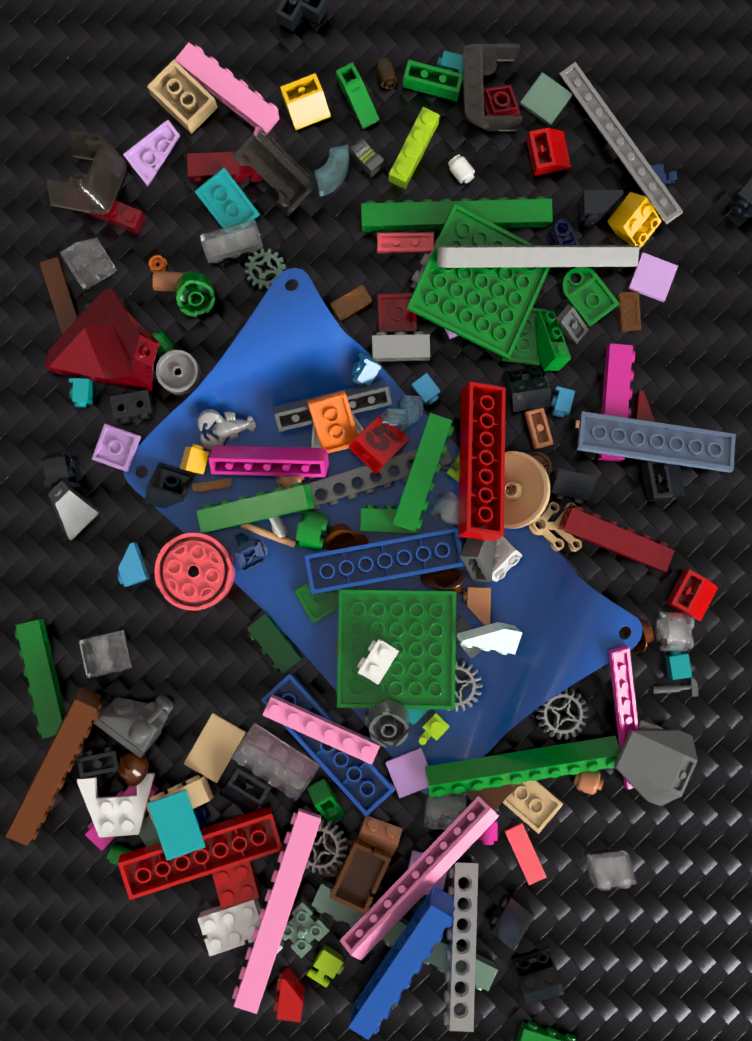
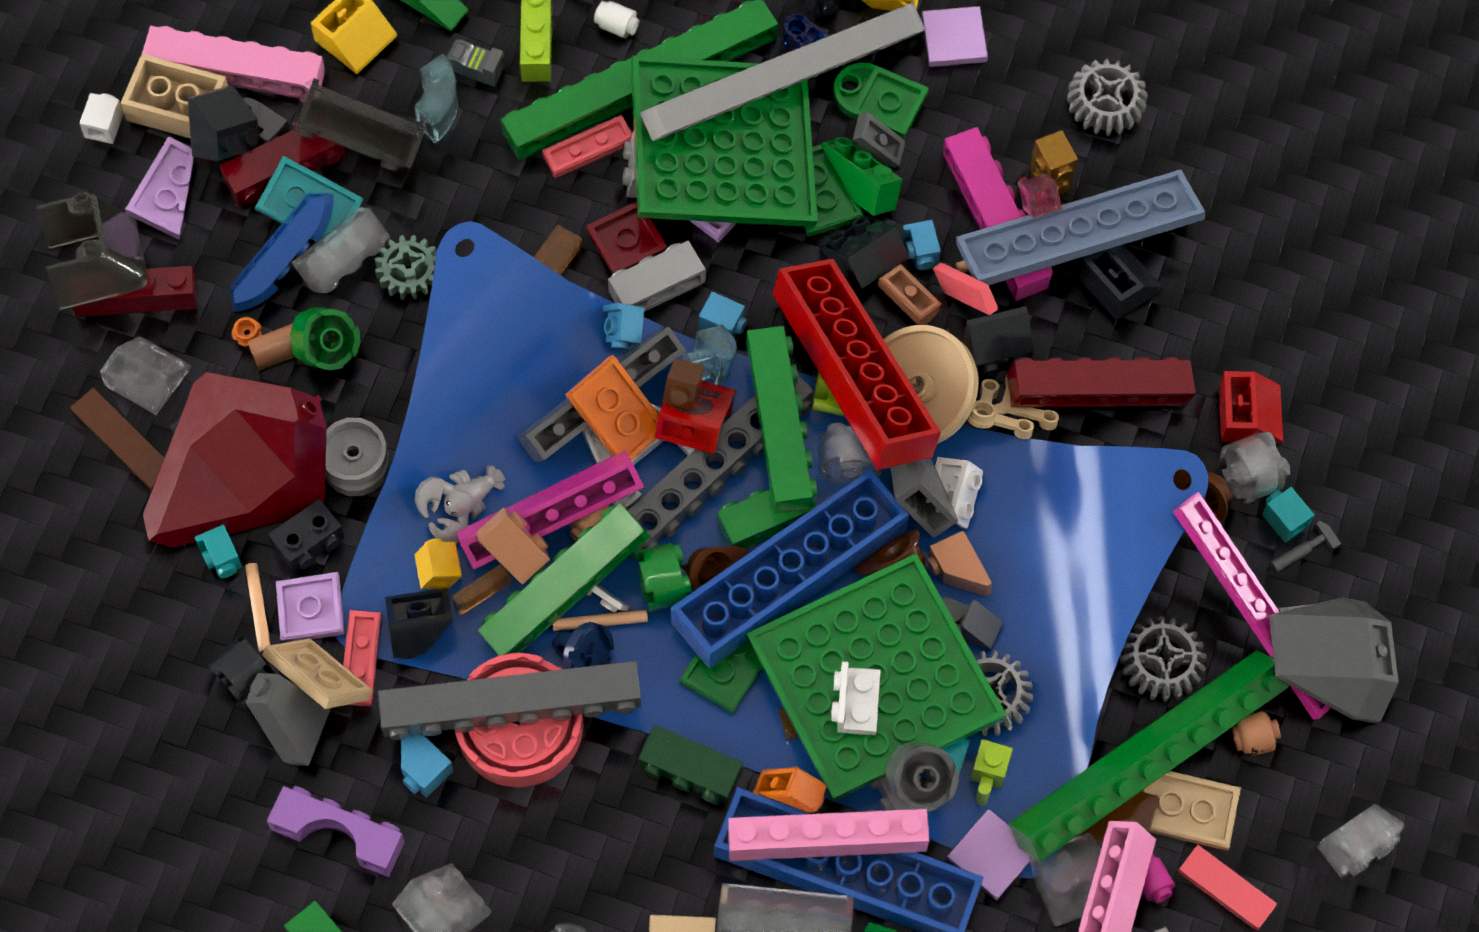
camera: 25 degrees left, 20 degrees down
(86, 601) = (299, 814): none -> medium lavender arch
(88, 433) = (257, 606): none -> light nougat bar
(97, 493) = (317, 673): none -> tan tile
(129, 490) = (362, 647): none -> coral tile
(136, 87) = (101, 118): none -> white brick
(191, 564) = (509, 699): none -> dark grey brick
(197, 129) = (221, 124): none -> black slope
(205, 221) = (290, 239): none -> blue brick
(224, 131) = (269, 123): none -> dark grey leg
(236, 475) = (513, 545): none -> nougat brick
(317, 688) = (791, 788): none -> orange brick
(377, 427) = (683, 384): none -> reddish brown brick
(495, 636) = (1012, 587): light aqua slope -> none
(570, 445) = (965, 288): none -> coral tile
(629, 311) = (948, 93): clear orange tile -> none
(643, 411) = (1039, 195): none -> clear pink brick
(663, 391) = (1055, 158): none -> pearl gold brick
(720, 377) = (1107, 107): none -> light grey gear

